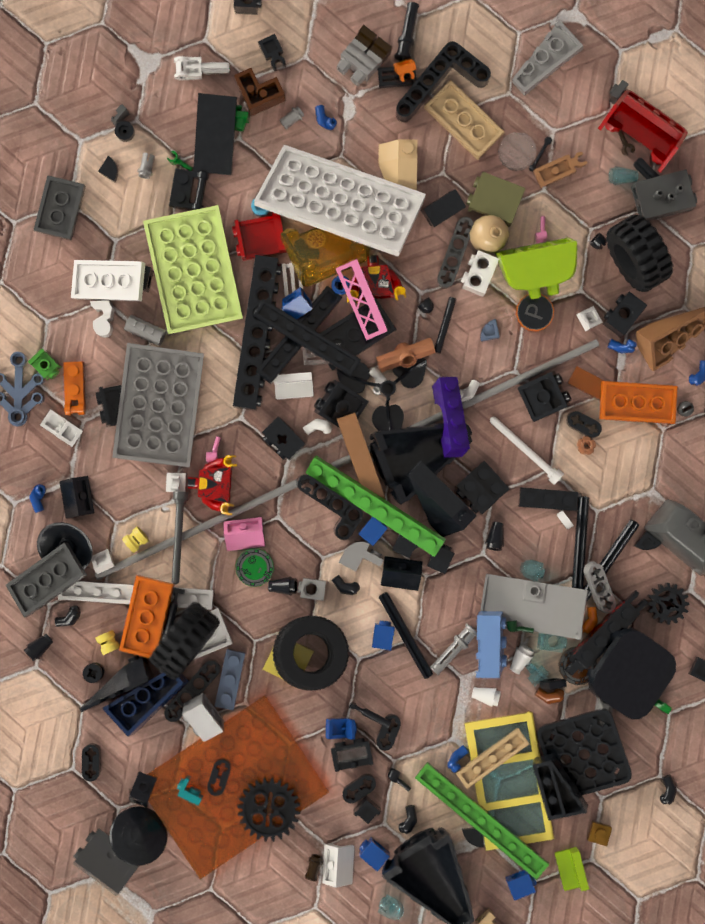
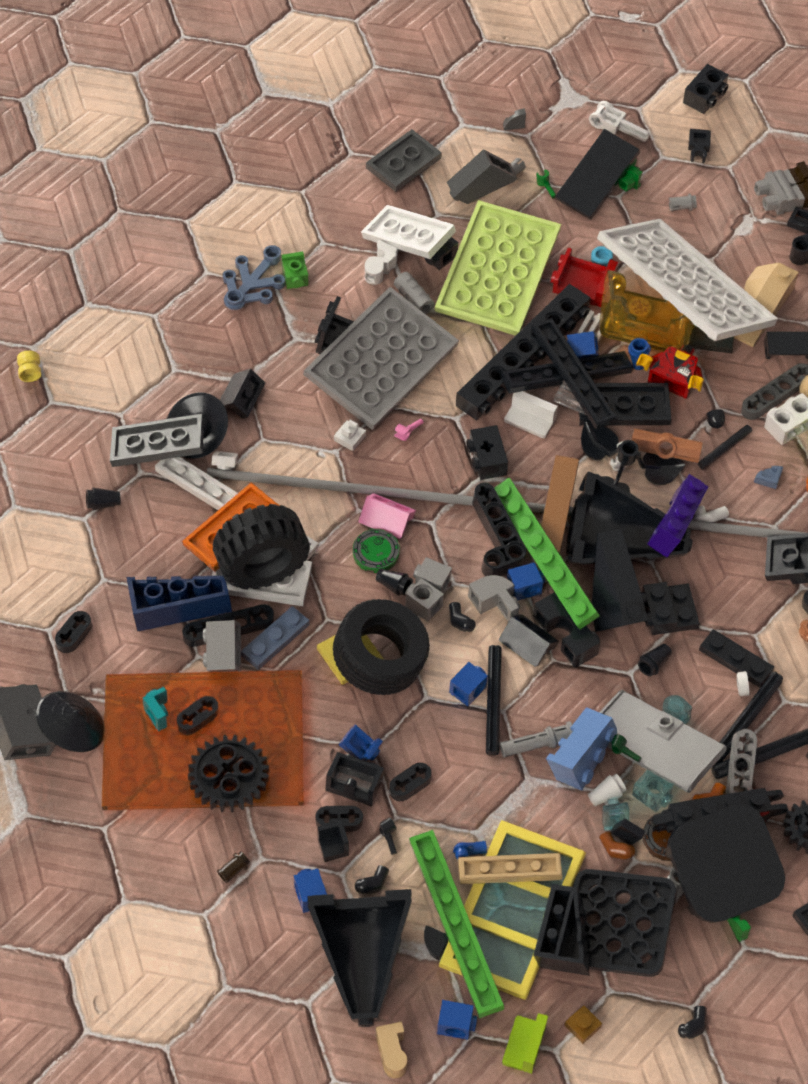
camera: 30 degrees right, 30 degrees down
(36, 497) = (201, 373): blue arm -> none
(61, 428) = (270, 330): white slope -> none
(70, 619) = (153, 492): black arm -> none
(74, 387) = (308, 305): orange plate -> none
(97, 671) = (144, 554): black wheel -> none
(107, 642) = (175, 531): light yellow wheel -> none
(109, 169) = (470, 153): black tile -> none
(124, 131) = (510, 132): black tile -> none
(127, 678) = (162, 568): black wedge -> none
(131, 193) = (481, 177): none -> dark grey slope
(132, 540) = (267, 458): light yellow wheel -> none
(142, 789) = (105, 681): black bracket -> none
(180, 499) = (343, 449): dark grey piece -> none
(182, 189) = (539, 201): black plate -> none
(215, 484) = (391, 451): torso -> none
(259, 96) = (663, 167): reddish brown brick -> none
(307, 567) = (434, 573): none -> light grey brick
(318, 424) = (530, 460): white arm -> none
(323, 120) = (712, 219): blue arm -> none
(338, 865) = (263, 880): white panel -> none
(339, 402) = (569, 443): black plate -> none
(371, 715) = (402, 748): black piece -> none
(373, 309) = (661, 360): bright pink fence -> none
(391, 908) = (293, 959): clear light blue plate -> none
(487, 695) = (545, 806): white cone -> none
(553, 474) = (757, 637): white piece -> none

